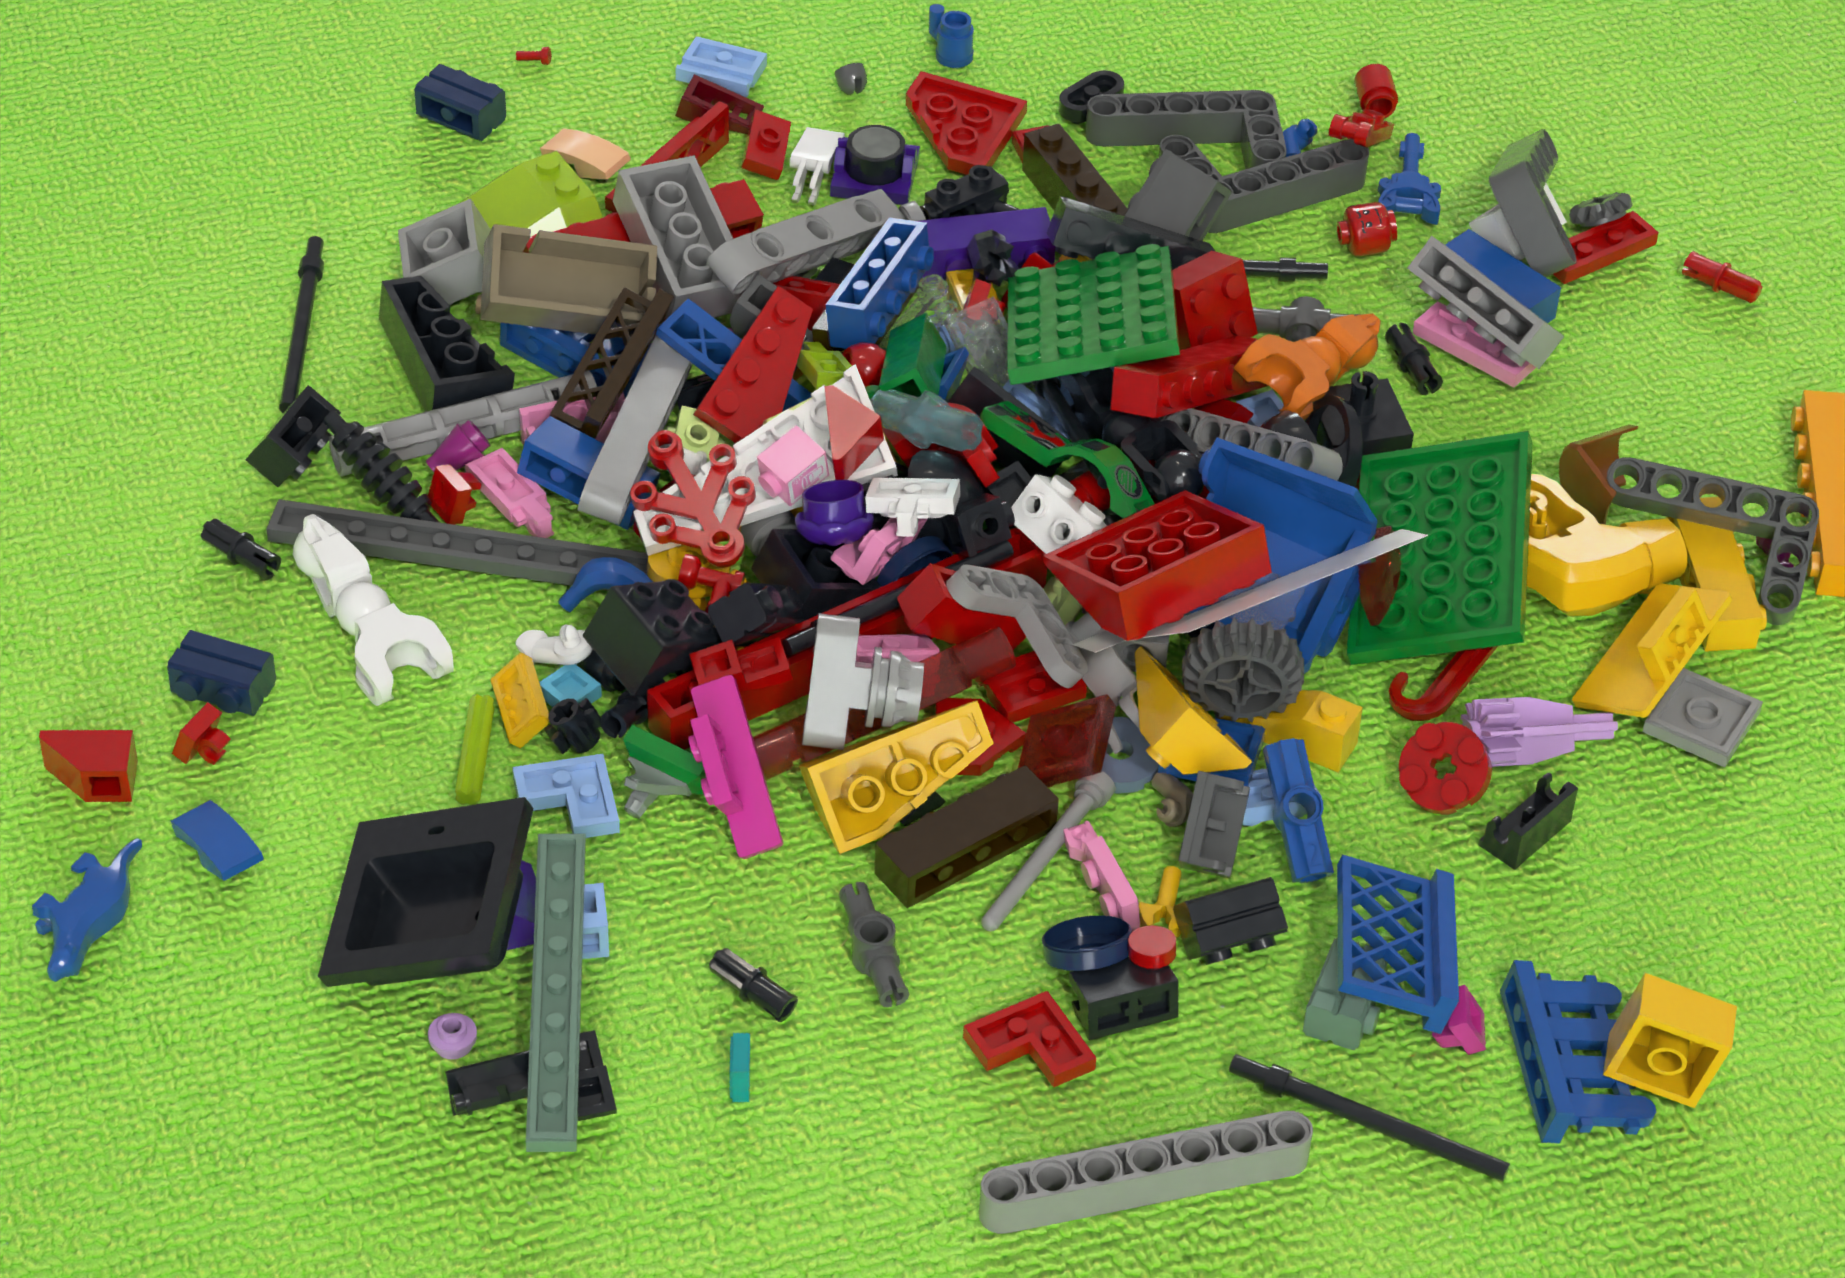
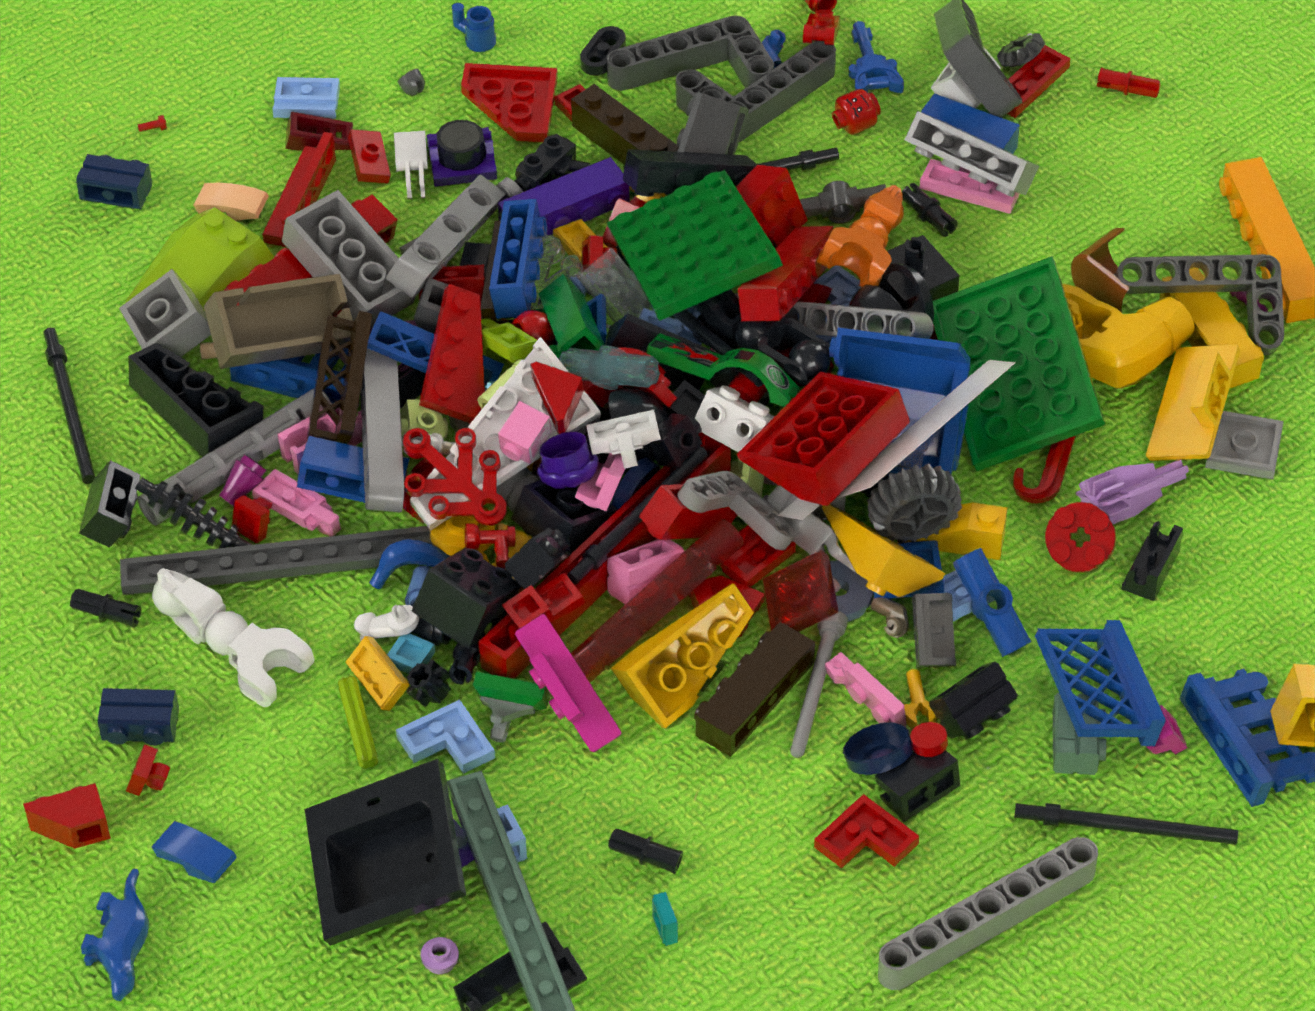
camera: 15 degrees left, 5 degrees up
(873, 944) = (729, 805): dark grey pin -> none
(883, 688) = (660, 594): beam -> none
(991, 257) = (589, 213): black rock -> none
(1379, 581) = (982, 405): clear red slope -> none

